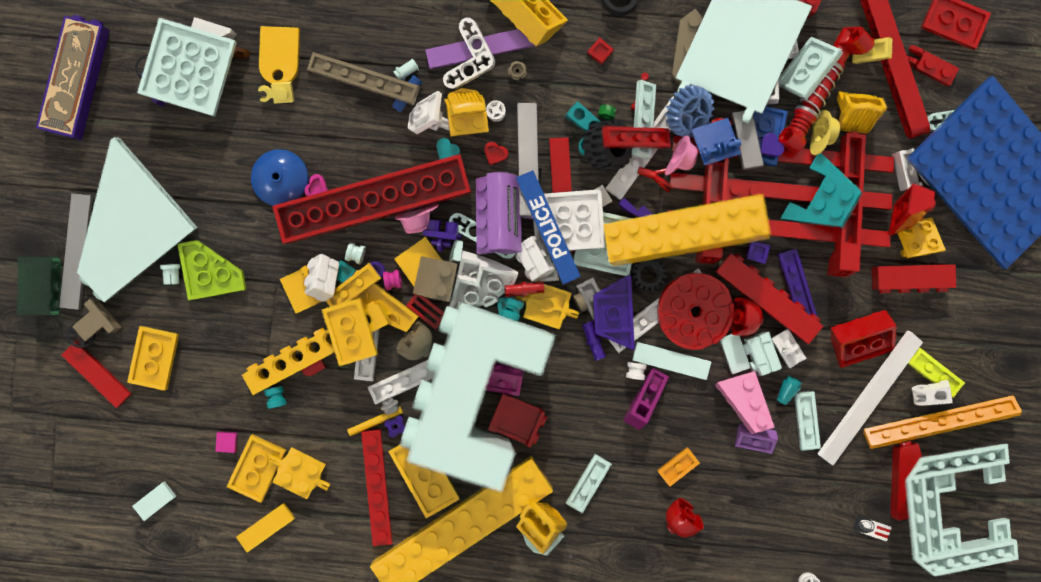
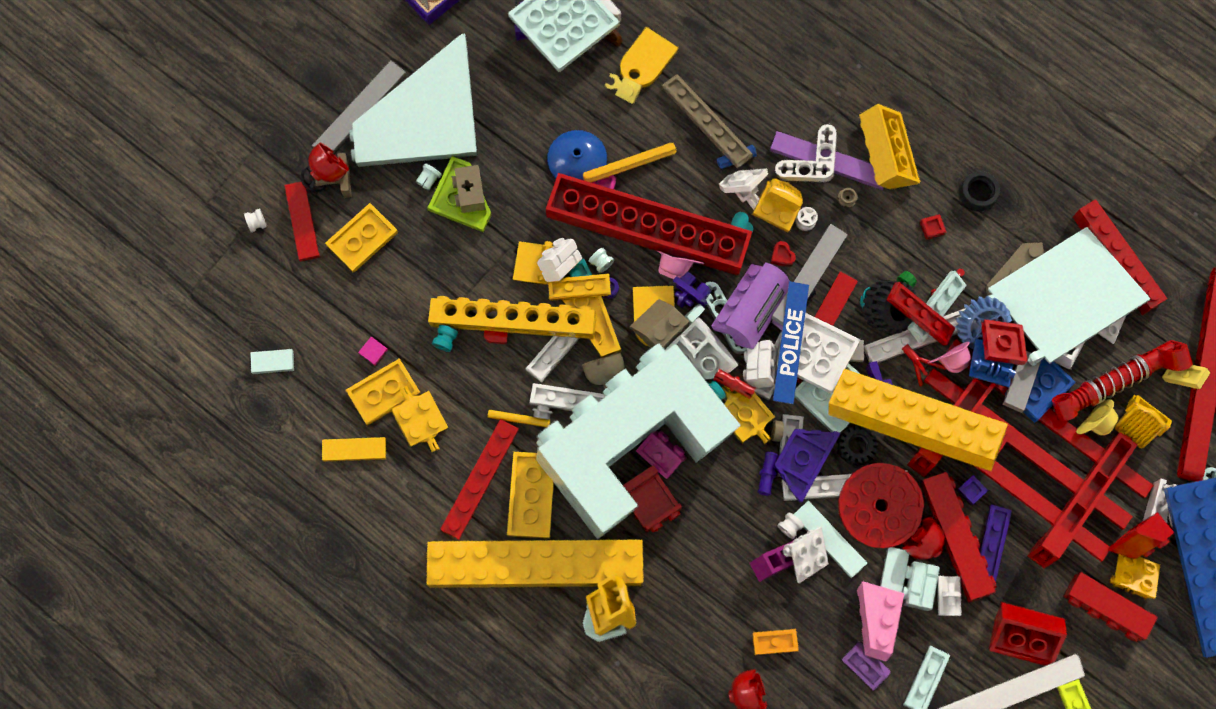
camera: 30 degrees right, 15 degrees down
(38, 285) = (310, 115): clear green slope -> none
(58, 399) = (255, 220): none -> white wheel
(80, 322) = (326, 164): none -> red cylinder
(220, 269) = (473, 199): none -> dark tan brick
(324, 156) = (629, 163): none -> yellow axle
(349, 332) = (554, 318): yellow plate -> none
(392, 280) = (619, 303): dark pink wheel -> none
(398, 420) = (529, 438): dark purple plate -> none
(405, 70) = (749, 136): light aqua pin -> none
(414, 300) = (626, 334): red tile -> none
(581, 116) = (880, 268): teal leg -> none
(588, 483) = (679, 603): light aqua tile -> none
(662, 386) = (807, 553): none -> white hinge
(716, 120) = (1004, 342): none -> red plate
(771, 146) = (1041, 400): dark purple tile -> none
(788, 389) = (926, 637): teal cone -> none
(809, 67) = (1117, 354): light aqua tile -> none
(831, 203) = (1070, 482): teal wing -> none

